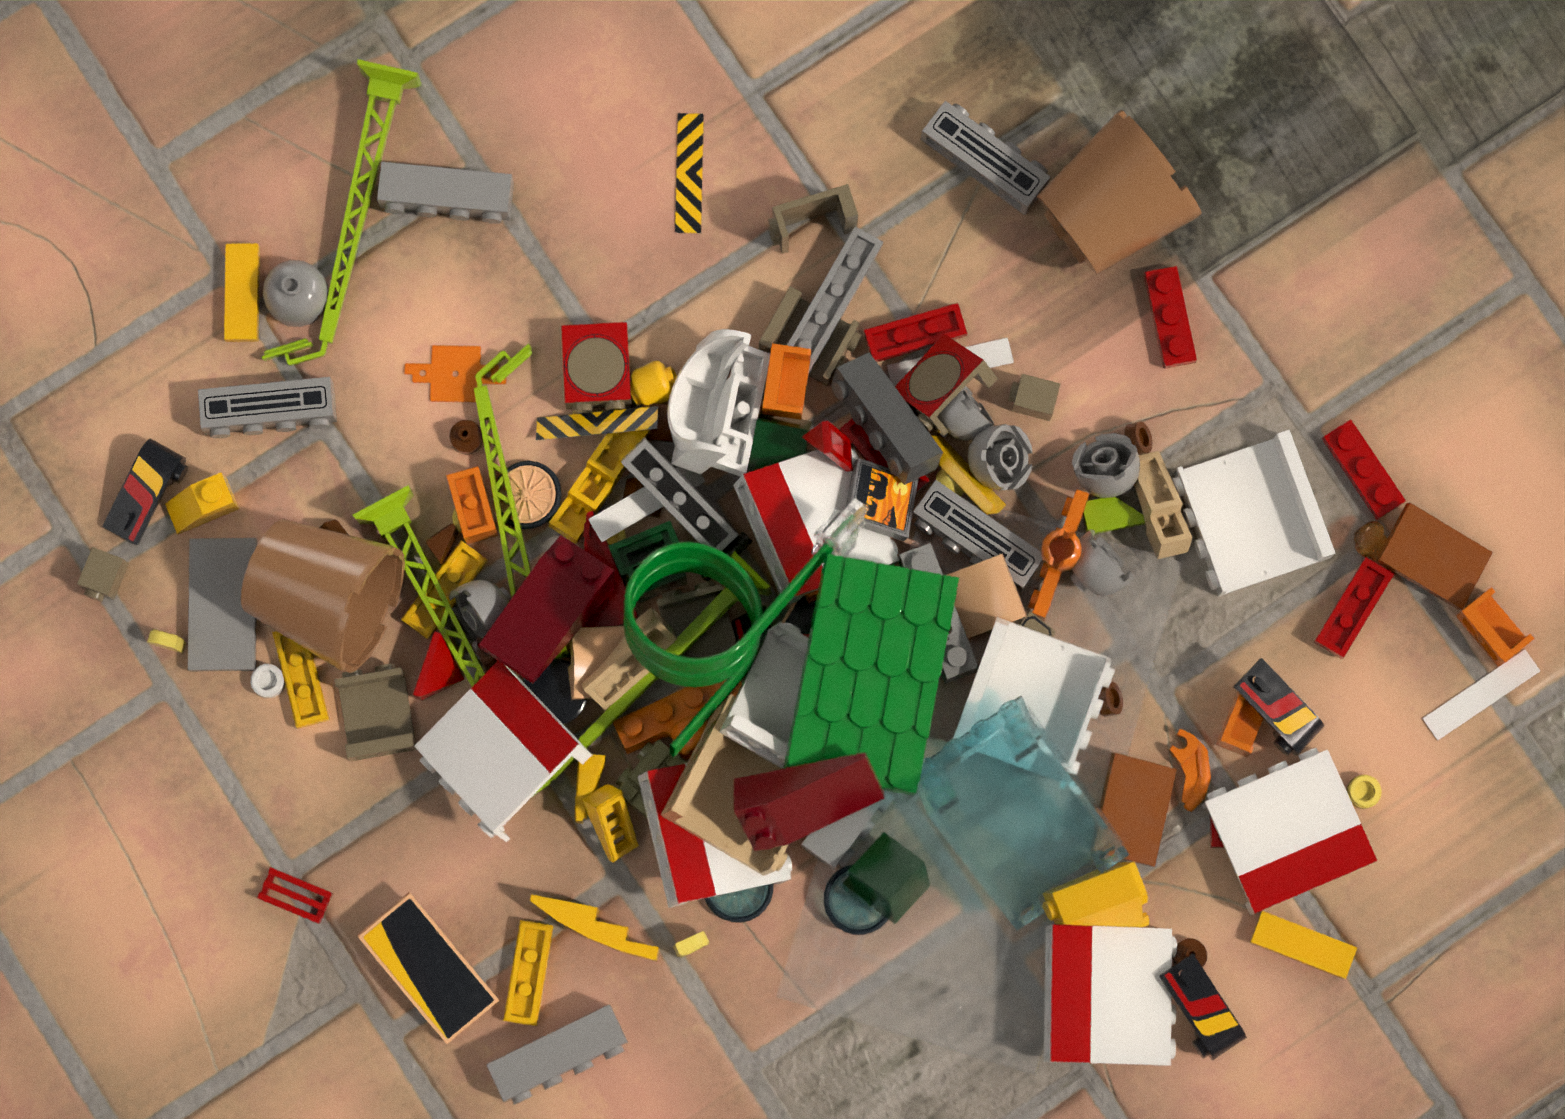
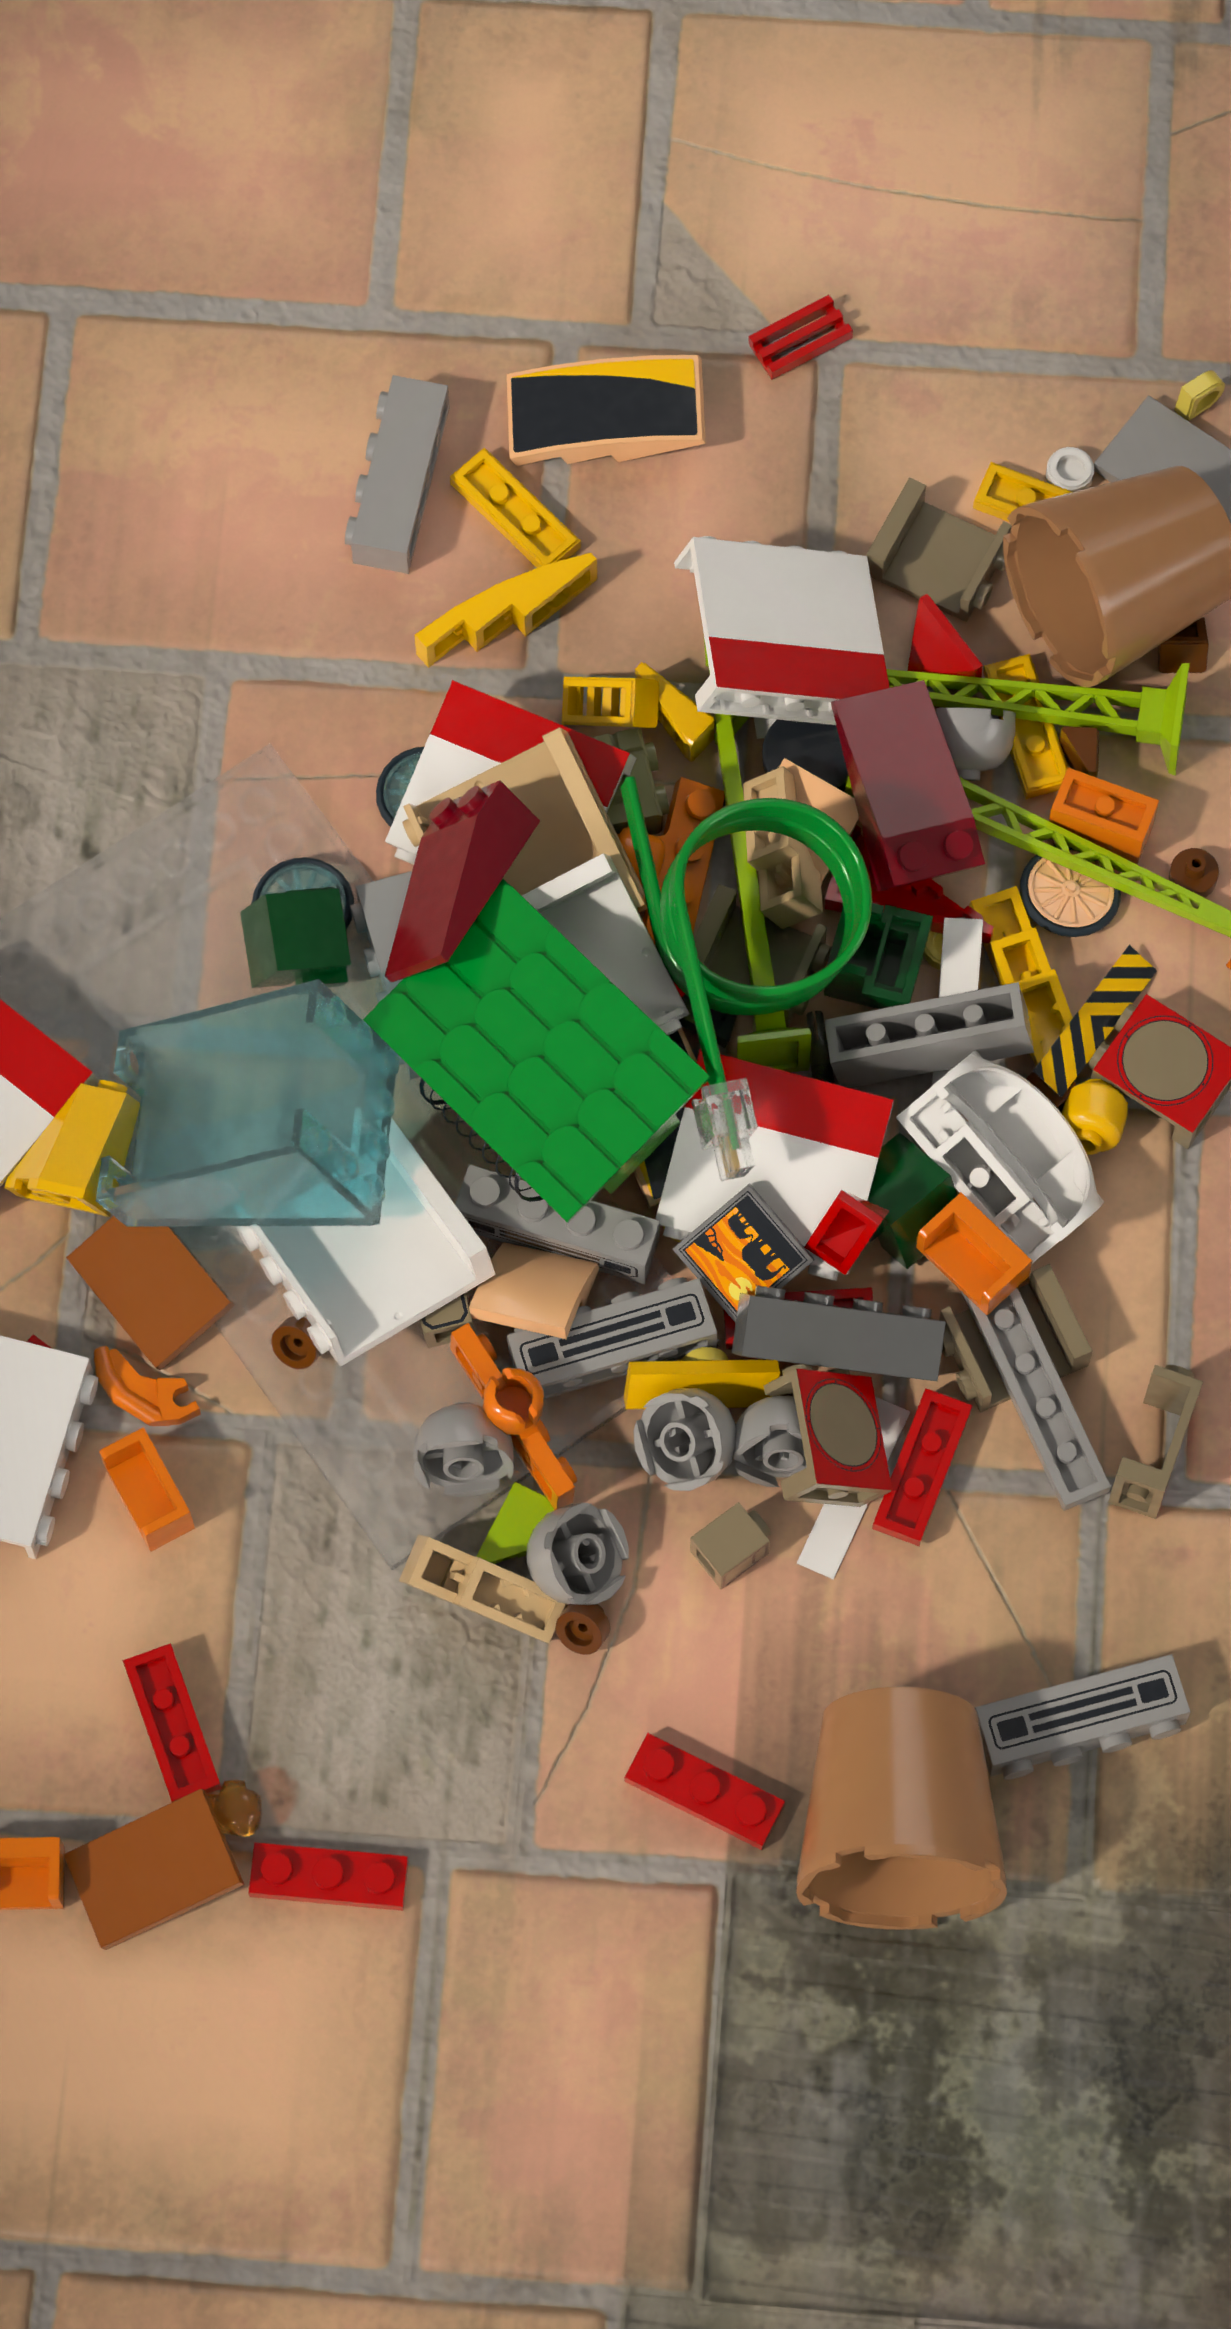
camera: 130 degrees right, 10 degrees down
(691, 944) = (403, 692): light yellow tile -> none
(1253, 514) = (384, 1693): white panel -> none
(1280, 707) = (124, 1527): black door -> none

